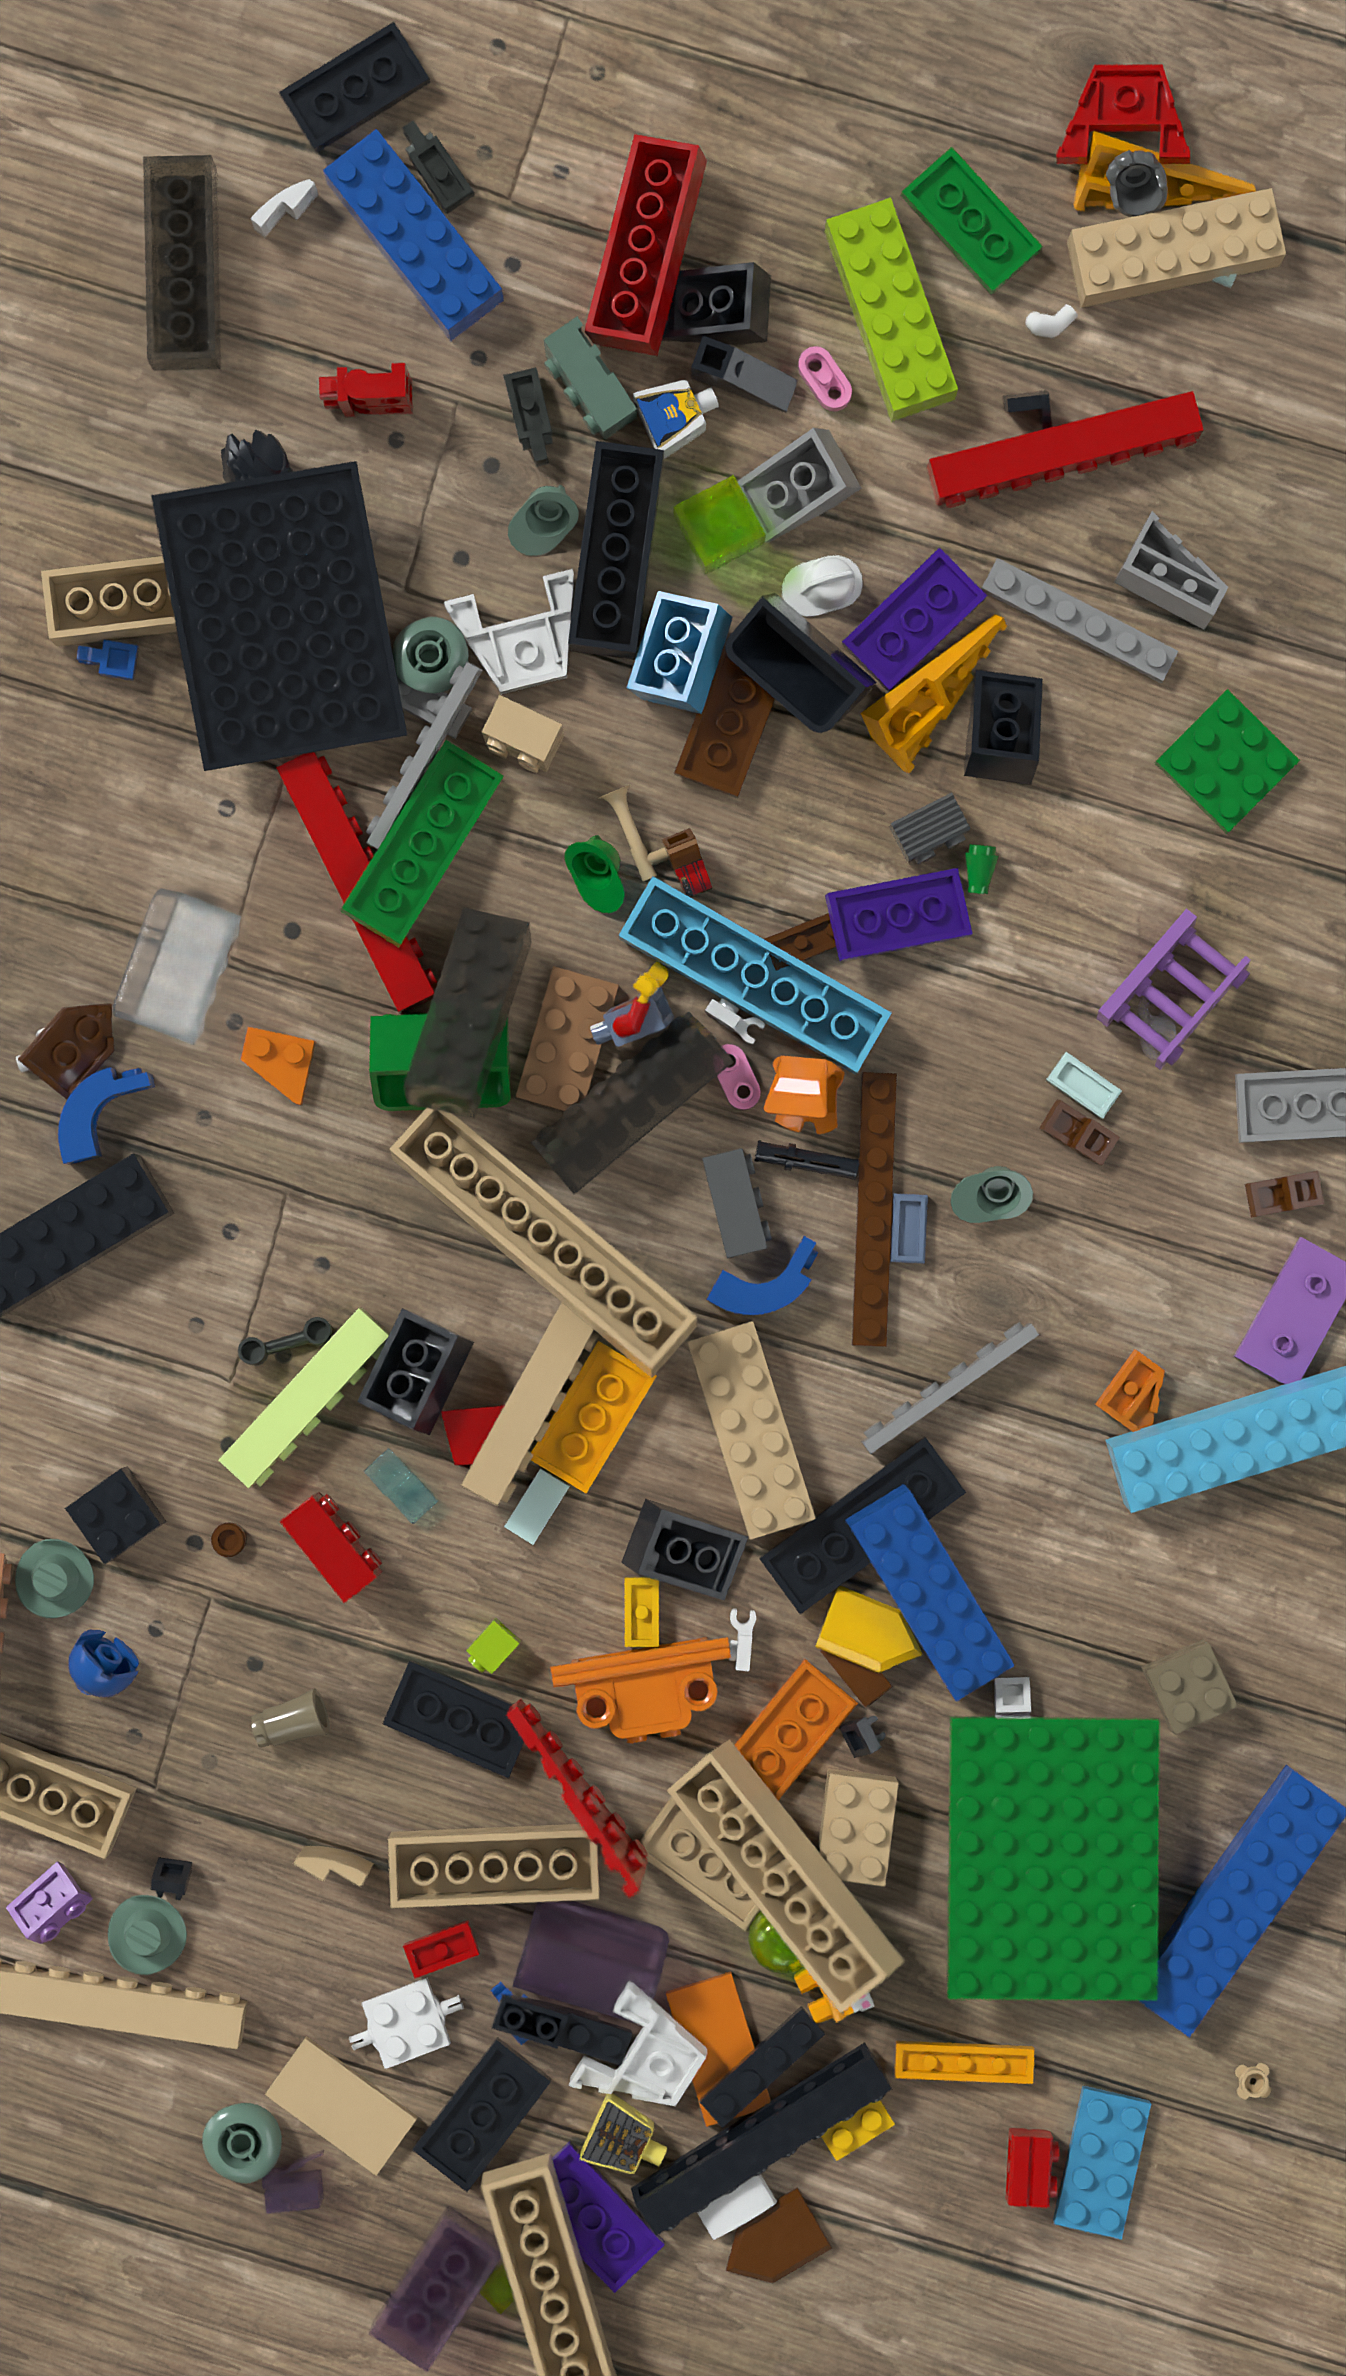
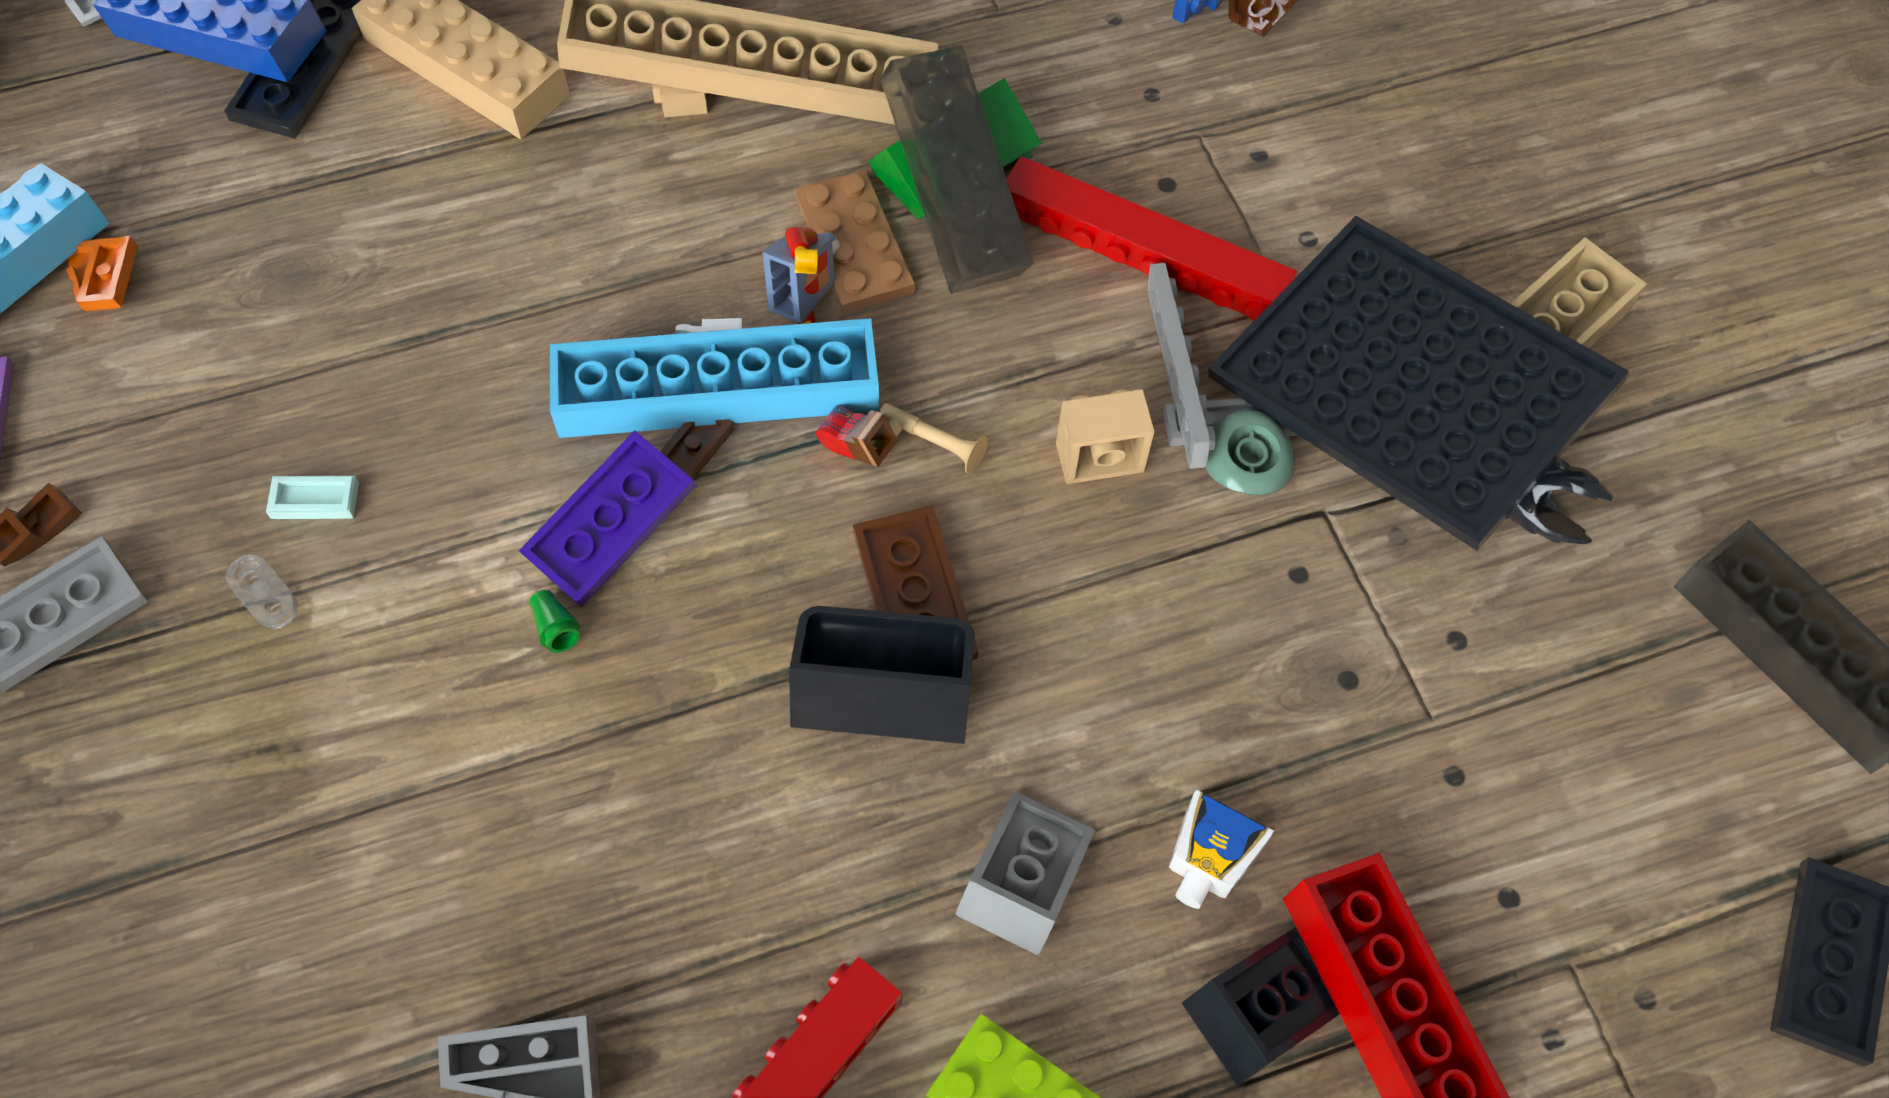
camera: 140 degrees right, 25 degrees down
(115, 659) = (1513, 278): blue plate -> none
(176, 965) = (1233, 86): clear windscreen -> none
(280, 1060) = (1089, 85): orange wing -> none
(291, 200) = (1775, 787): white slope -> none
(368, 392) = (1524, 646): red hips -> none
(413, 235) = (1635, 841): blue brick -> none
(422, 843) = (1116, 289): green plate -> none
(437, 168) = (1677, 935): pearl dark grey hinge -> none
(524, 649) = (1165, 527): white wing -> none
(529, 412) = (1356, 748): pearl dark grey hinge -> none
(543, 521) = (1254, 650): sand green piece -> none
(588, 380) = (1332, 816): sand green wedge -> none
(595, 873) = (939, 383): green piece -> none
(616, 550) = (1159, 667): black brick -> none
(631, 1101) = (750, 205): clear smoke brick -> none
(679, 652) = (1014, 607): dark azure brick -> none
(719, 524) = (1074, 763): clear neon green brick -> none
(736, 1202) = (599, 201): dark grey brick -> none
(737, 1076) = (671, 300): bright pink plate -> none
(742, 374) = (1178, 943): black slope -> none
(764, 1298) = (519, 149): blue arch -> none
(766, 1153) = (556, 273): black pin -> none
(804, 1092) = (596, 305): orange piece -> none
(822, 585) = (921, 793): white piece -> none
(826, 379) = (1087, 1008): bright pink plate -> none
(874, 1209) = (465, 280): reddish brown plate -> none
(908, 1228) = (418, 281): sand blue tile -> none
(912, 710) = (732, 728): light orange wedge -> none
(914, 619) = (795, 820): dark purple plate -> none
(930, 828) = (632, 621): dark grey brick -> none
(960, 1377) = (290, 180): light grey plate -> none
(991, 1195) = (348, 343): sand green piece -> none
(1004, 727) = (620, 775): black slope -> none
(1079, 620) = (607, 949): light grey plate -> none
(1079, 1132) = (283, 453): reddish brown slope -> none
(1161, 958) = (292, 651): medium lavender fence -> none
(1226, 761) = (337, 911): green plate -> none

